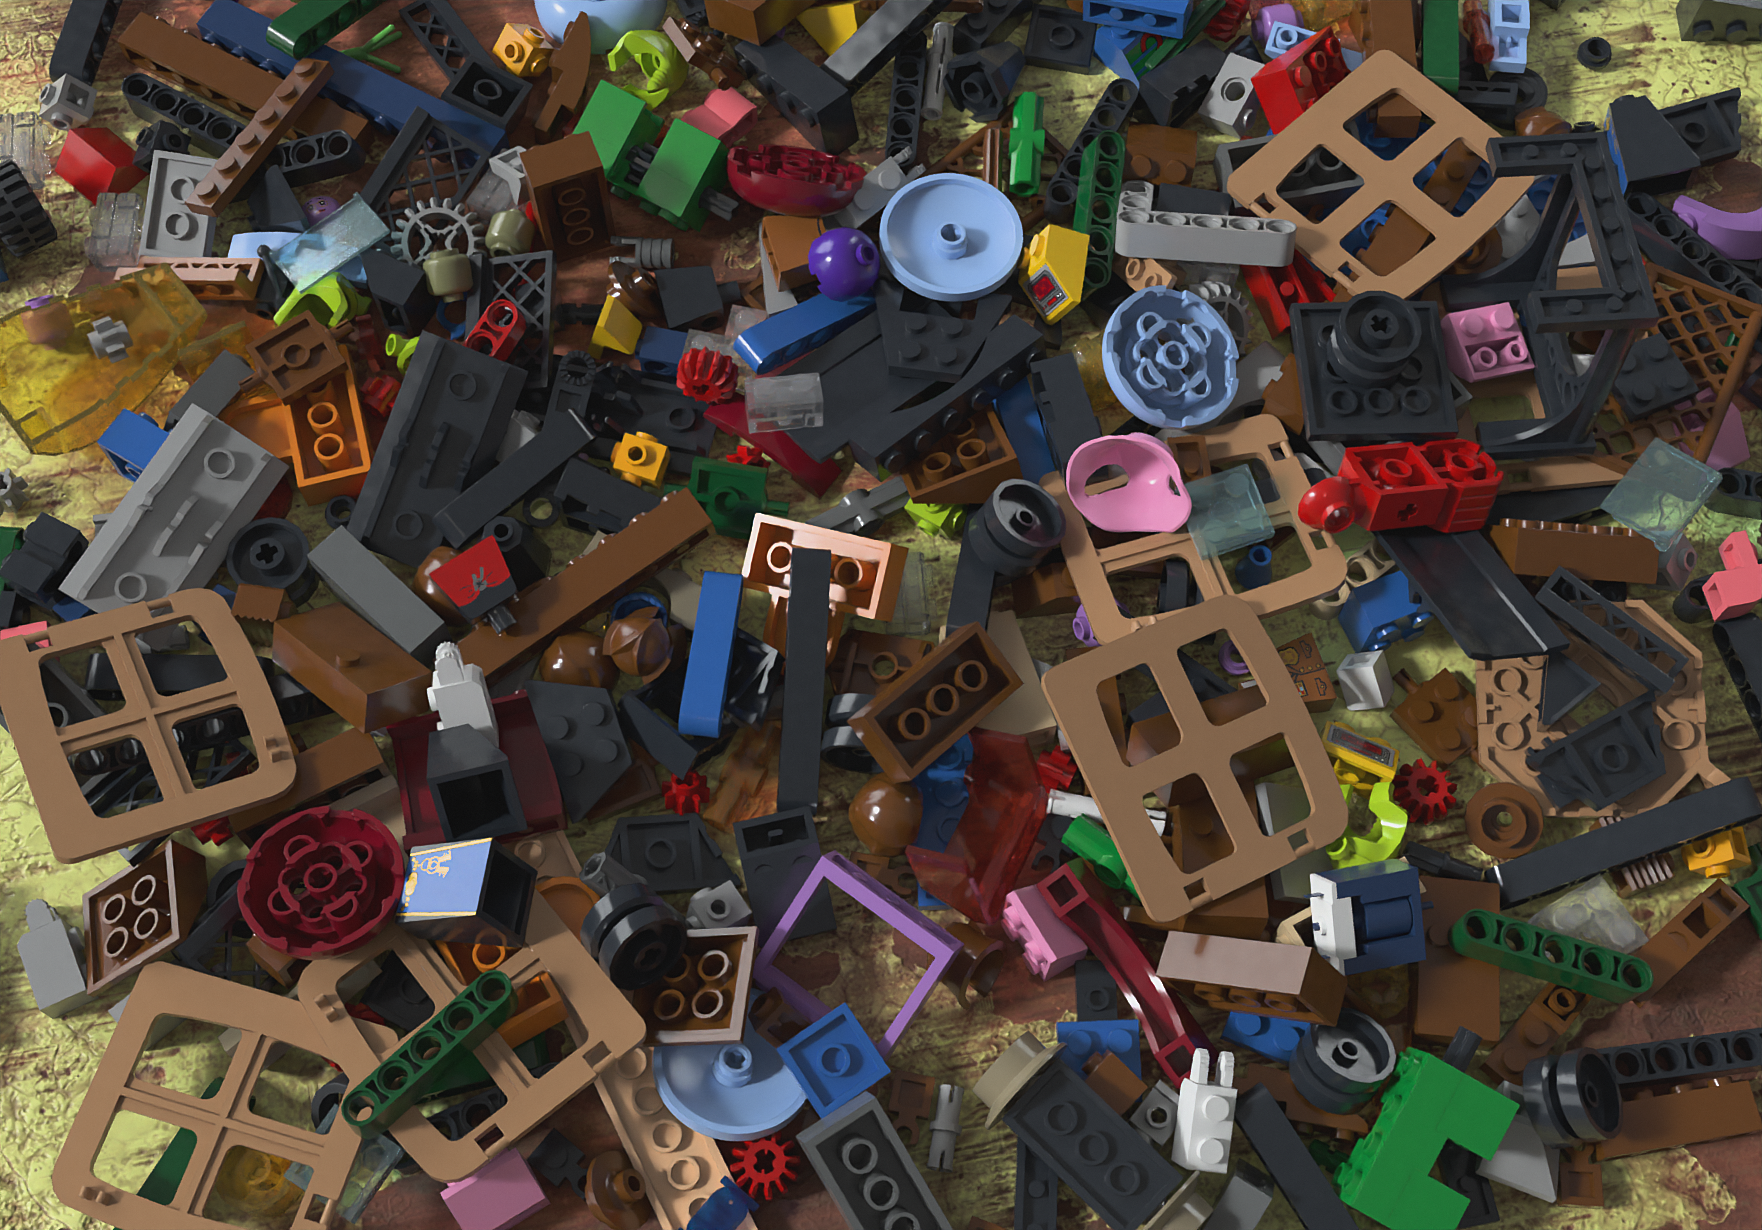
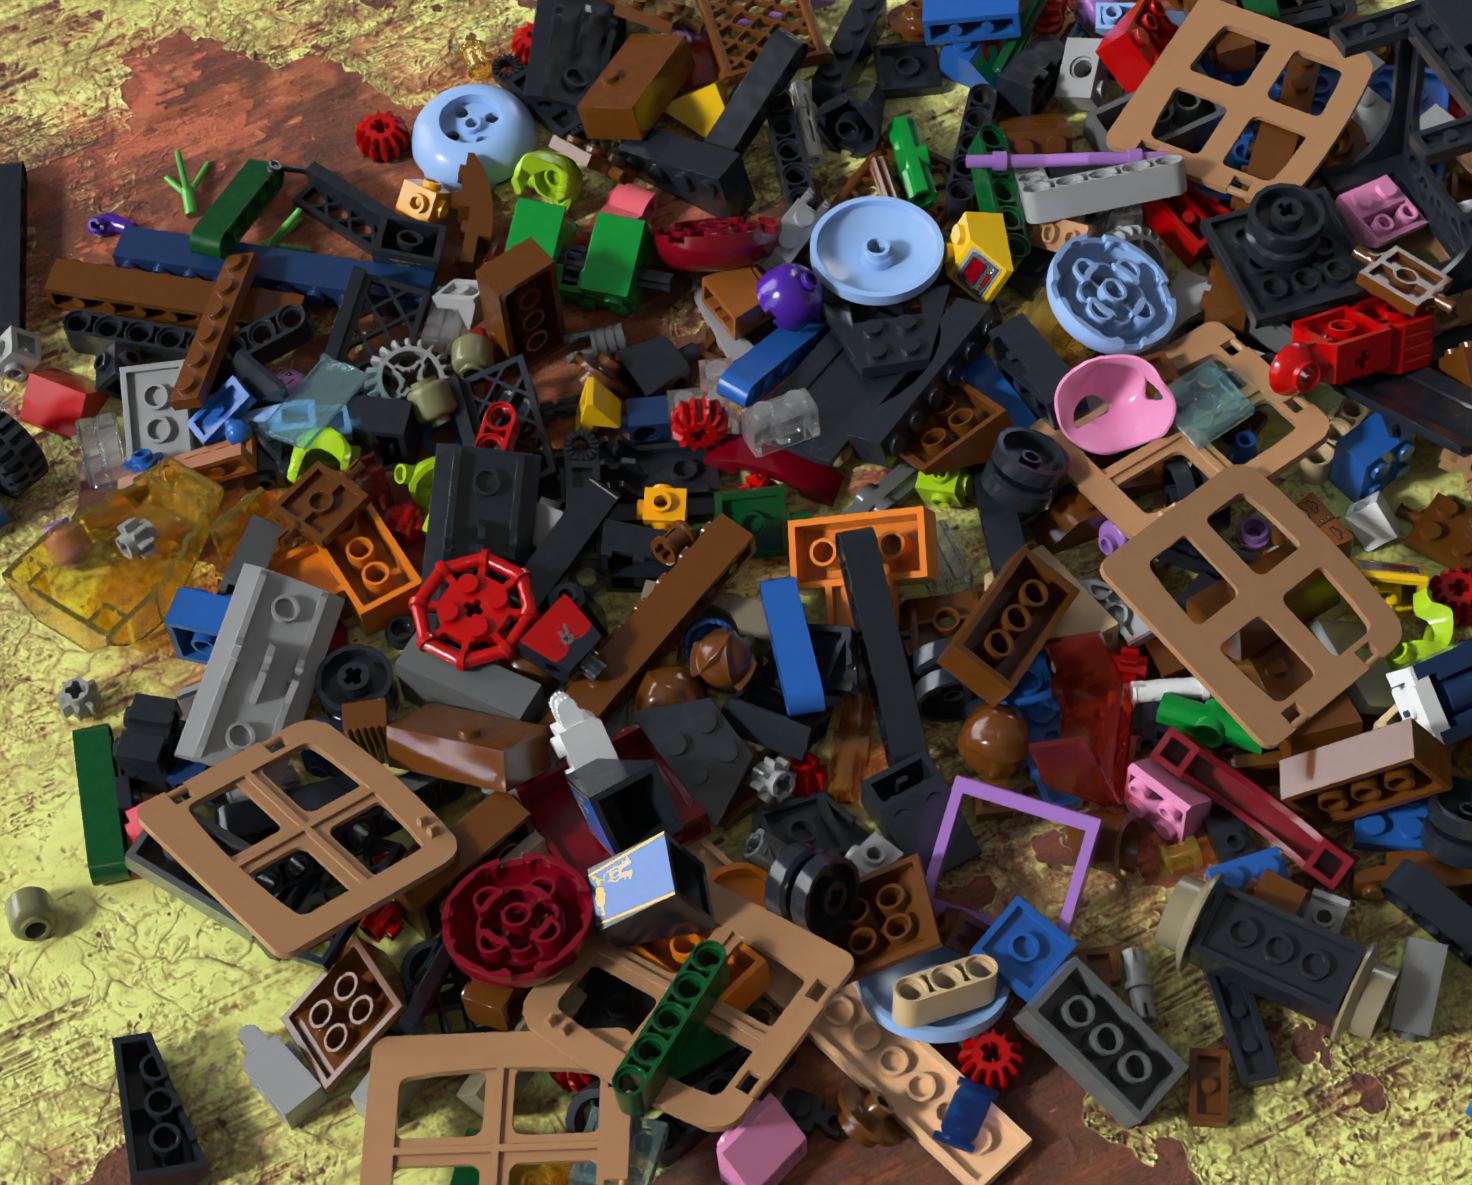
camera: 10 degrees left, 10 degrees down
(148, 255) = (142, 460): none -> blue plate
(238, 227) = (223, 414): none -> blue plate
(395, 502) = (472, 591): none -> red plate
(633, 502) = (669, 546): none -> reddish brown bush
(647, 791) = (773, 779): none -> light grey gear
(749, 1074) = (944, 991): none -> tan beam
(1035, 996) = (1178, 856): none -> clear yellow bush
(1109, 176) = (1001, 160): none -> medium lavender bar
(1205, 1115) = (1365, 897): white hinge -> none
(1481, 435) = (1404, 280): none -> reddish brown plate

